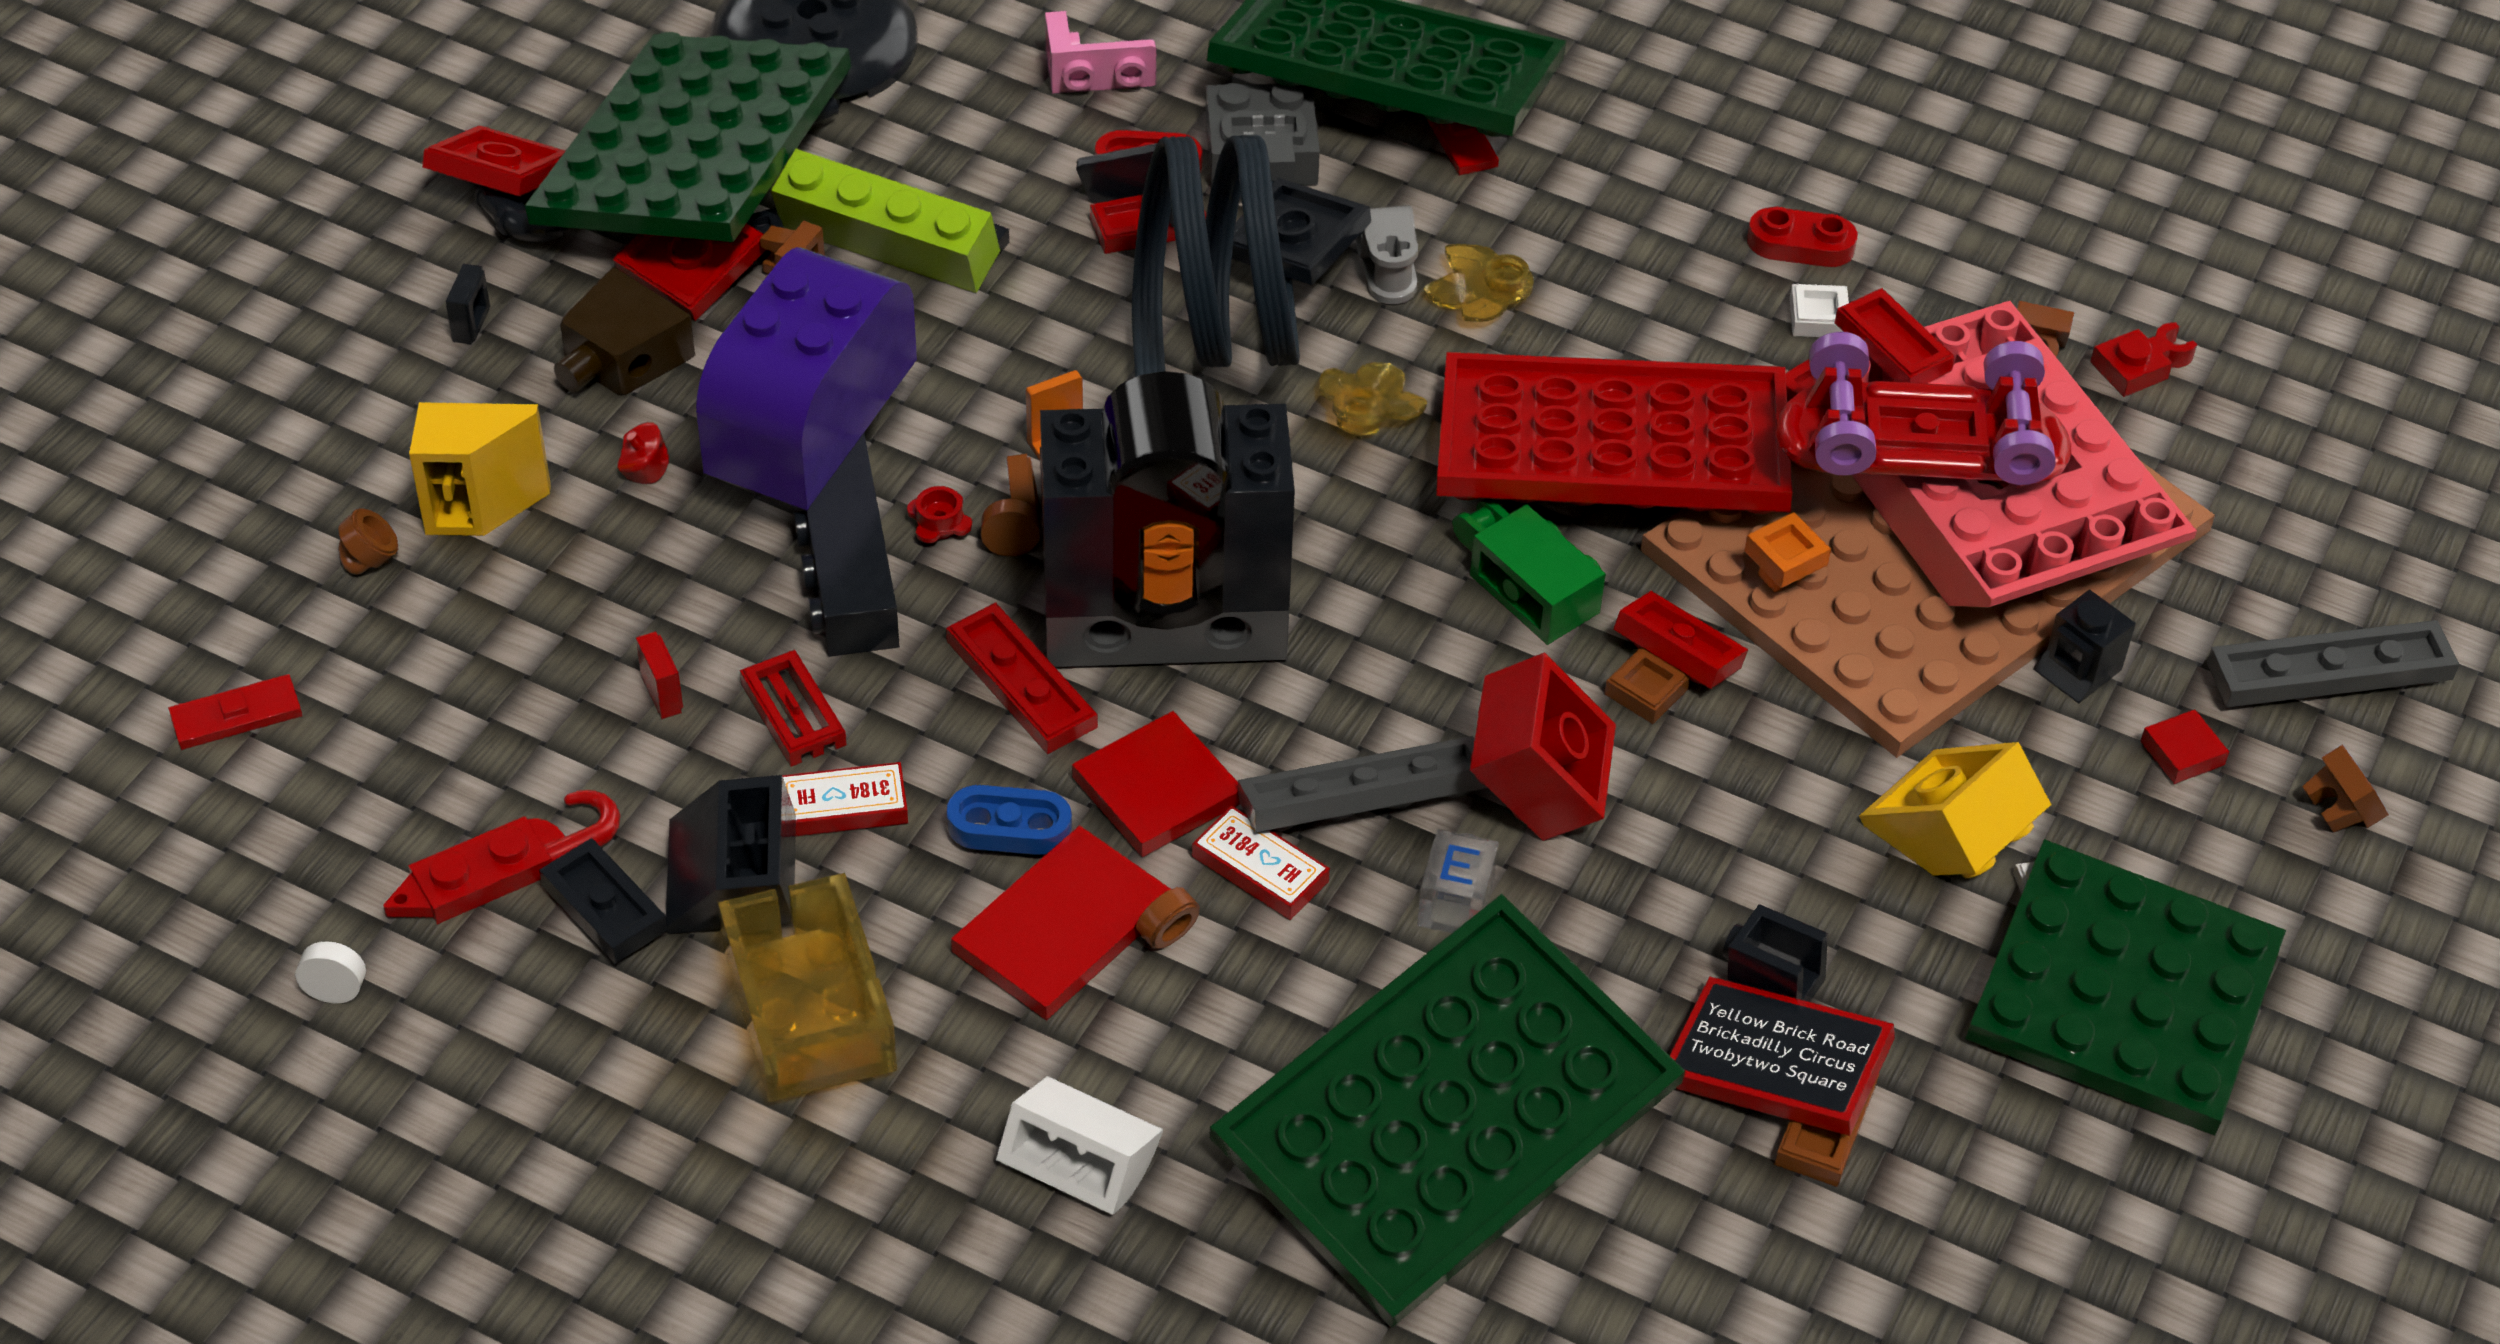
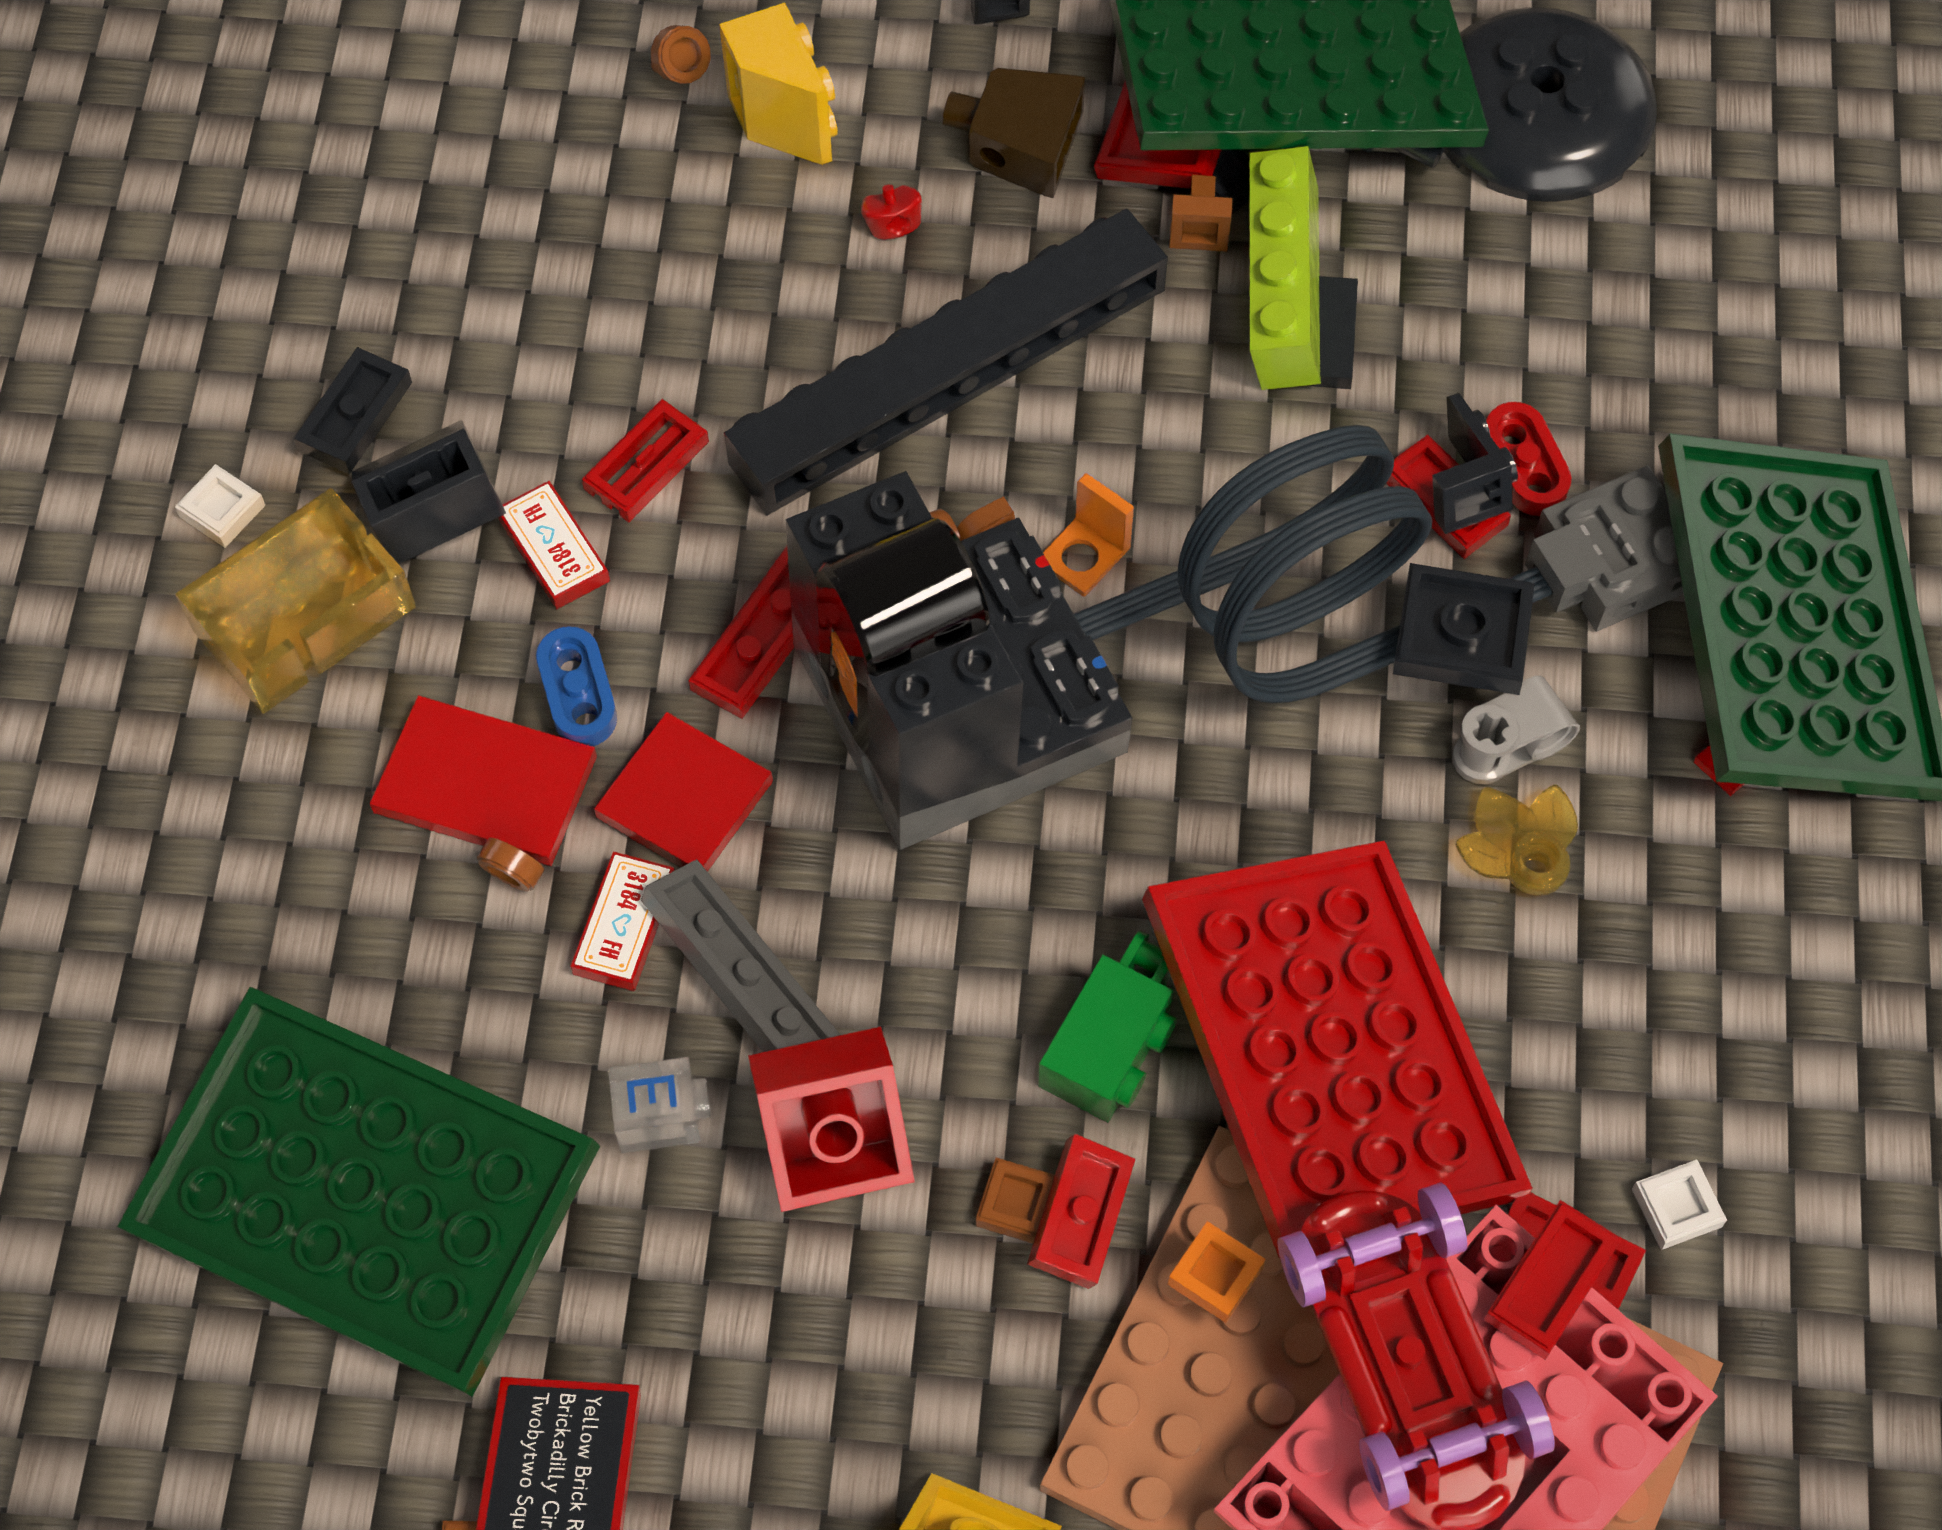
camera: 70 degrees right, 15 degrees up
(235, 711) = (461, 58): red piece -> none
(330, 972) = (196, 251): white tile -> none
(495, 862) = (375, 319): red plate -> none
(637, 1044) = (220, 506): none -> white tile
(659, 674) = (620, 338): red tile -> none
(802, 375) = (973, 274): dark purple brick -> none
(939, 514) = (942, 464): red plate -> none
(1078, 1144) = (228, 890): white brick -> none
(1095, 65) = (1620, 339): bright pink bracket -> none
(1369, 397) = (1301, 796): clear yellow plate -> none
(1777, 954) = (675, 1443): black window -> none
(1802, 237) = (1791, 1144): red plate -> none
(2049, 323) = (1773, 1459): dark orange tile -> none

